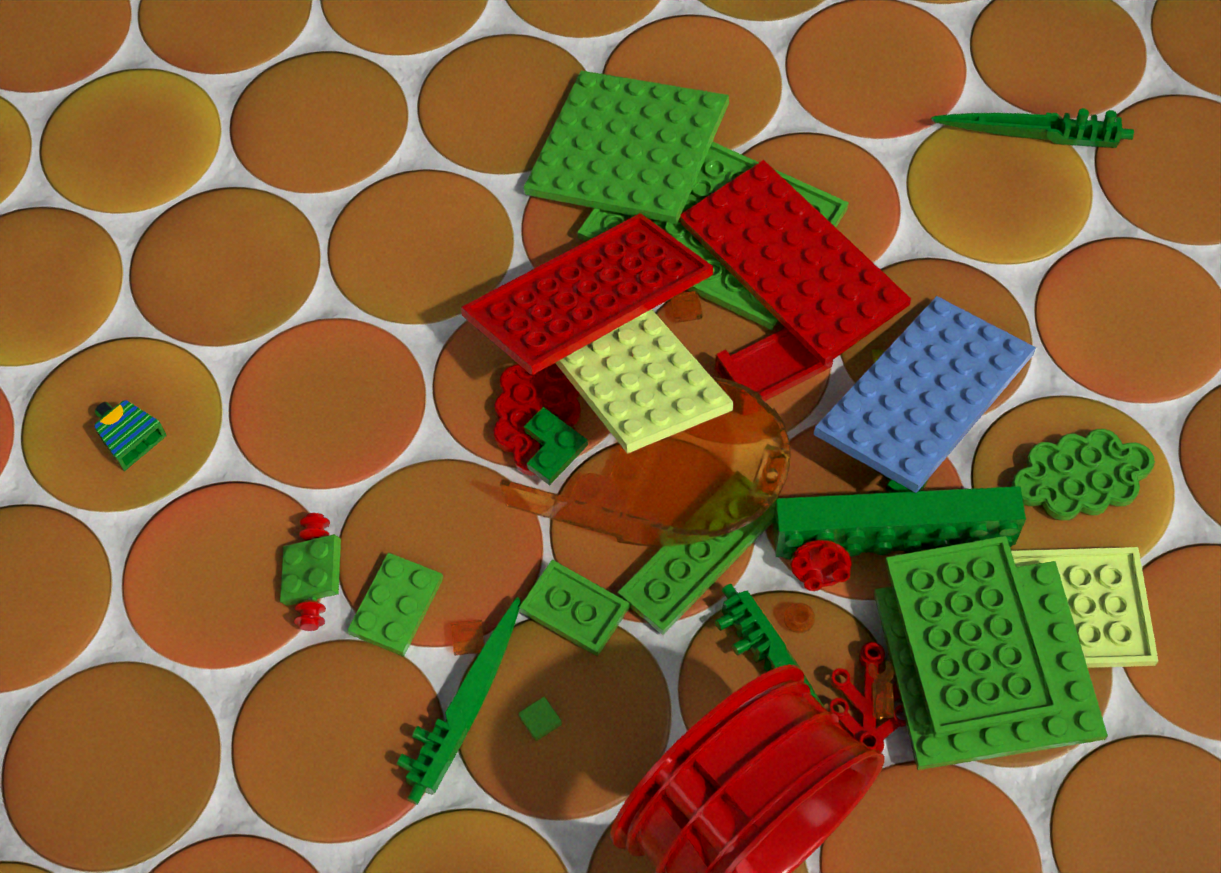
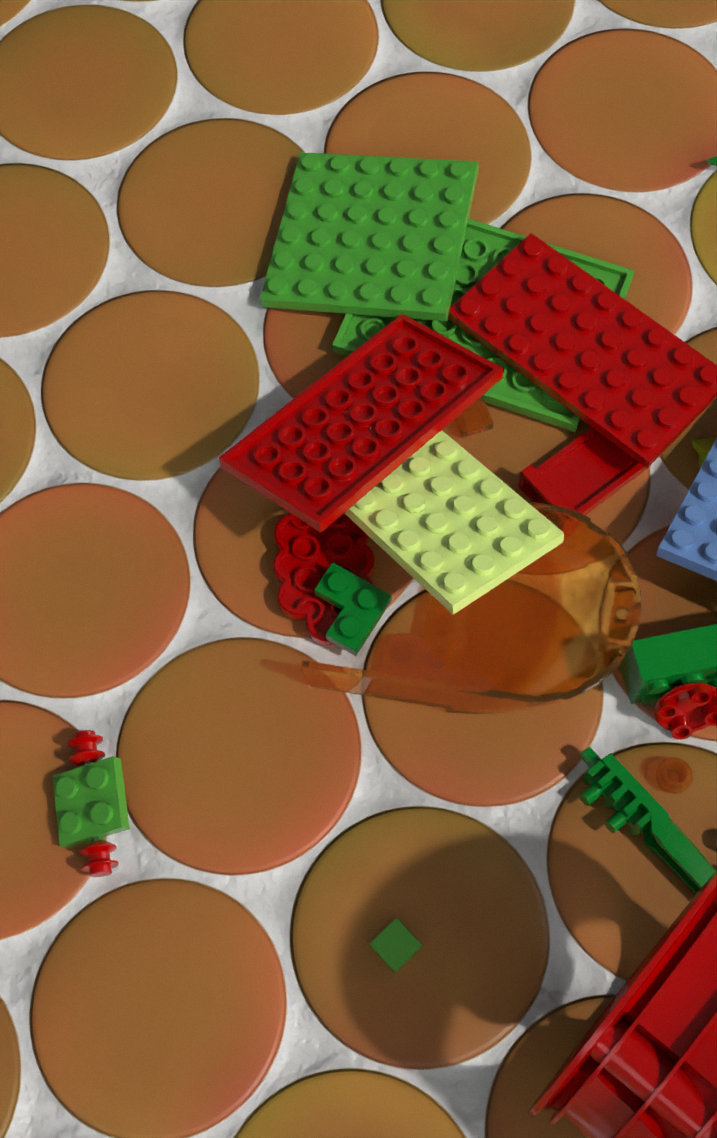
camera: 10 degrees left, 5 degrees up
(395, 604) = (198, 828): bright green plate -> none
(448, 736) = (292, 985): green piece -> none
(467, 637) = (292, 857): clear orange tile -> none
(574, 607) = (412, 802): bright green plate -> none
(685, 572) = (525, 749): bright green plate -> none

